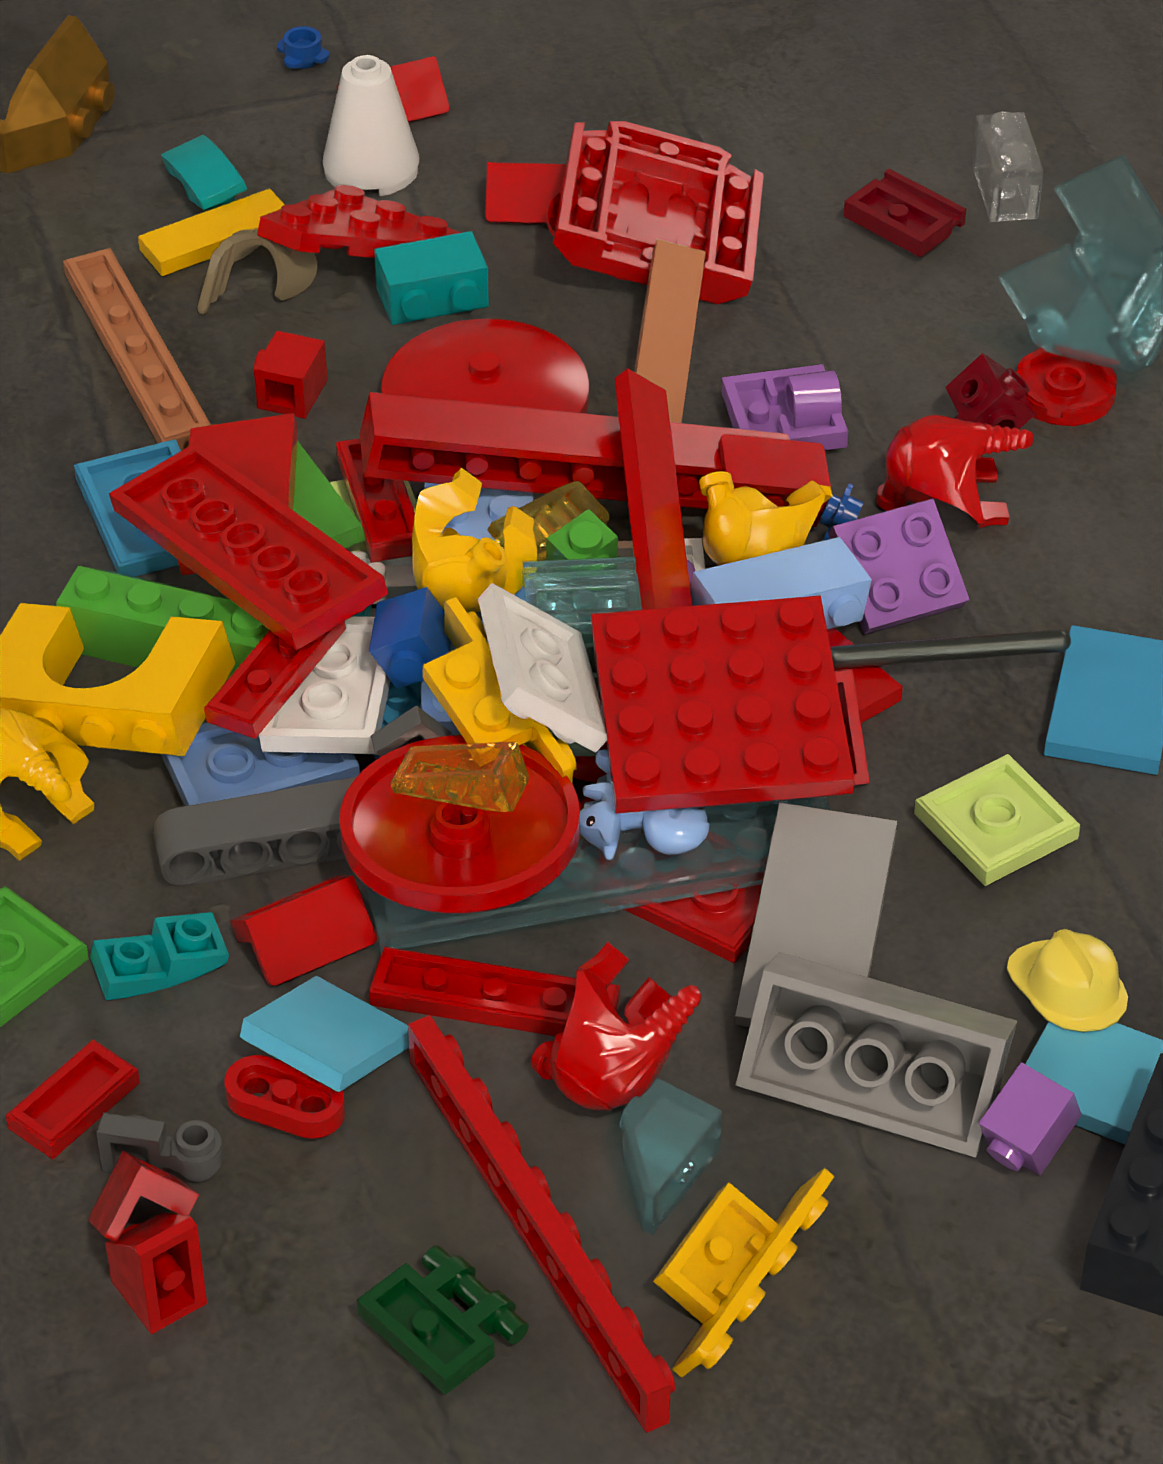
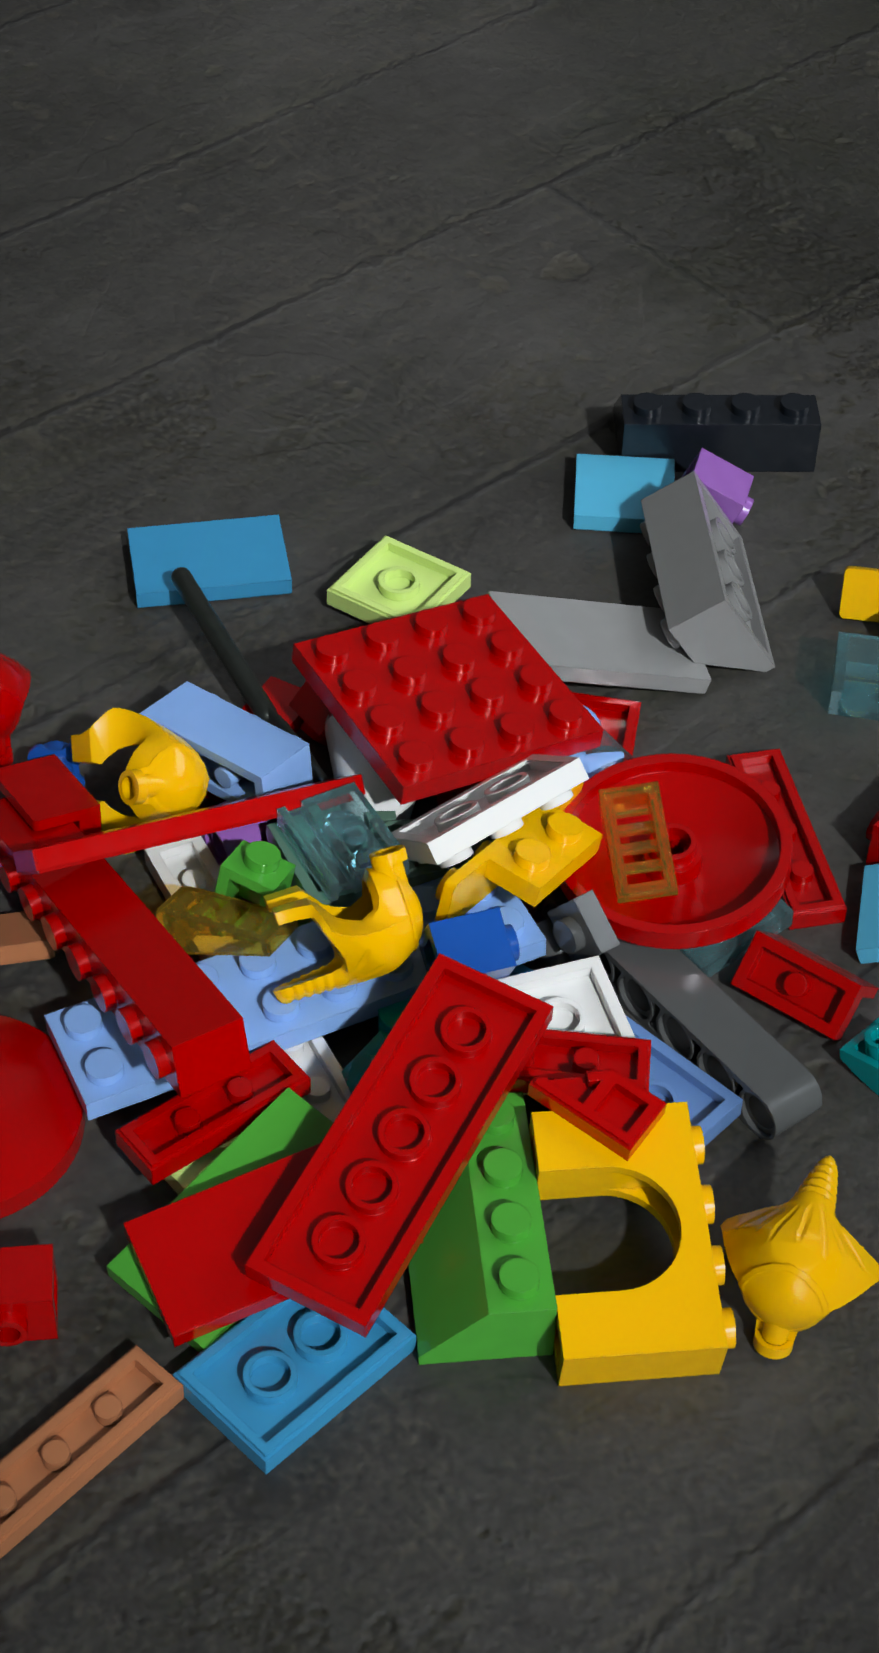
camera: 115 degrees left, 0 degrees up
(192, 653) = (603, 1107): none -> red tile
(601, 1057) = (830, 708): red piece -> none
(908, 565) = (98, 687): medium lavender plate -> none
(1071, 981) = (549, 515): light yellow piece -> none

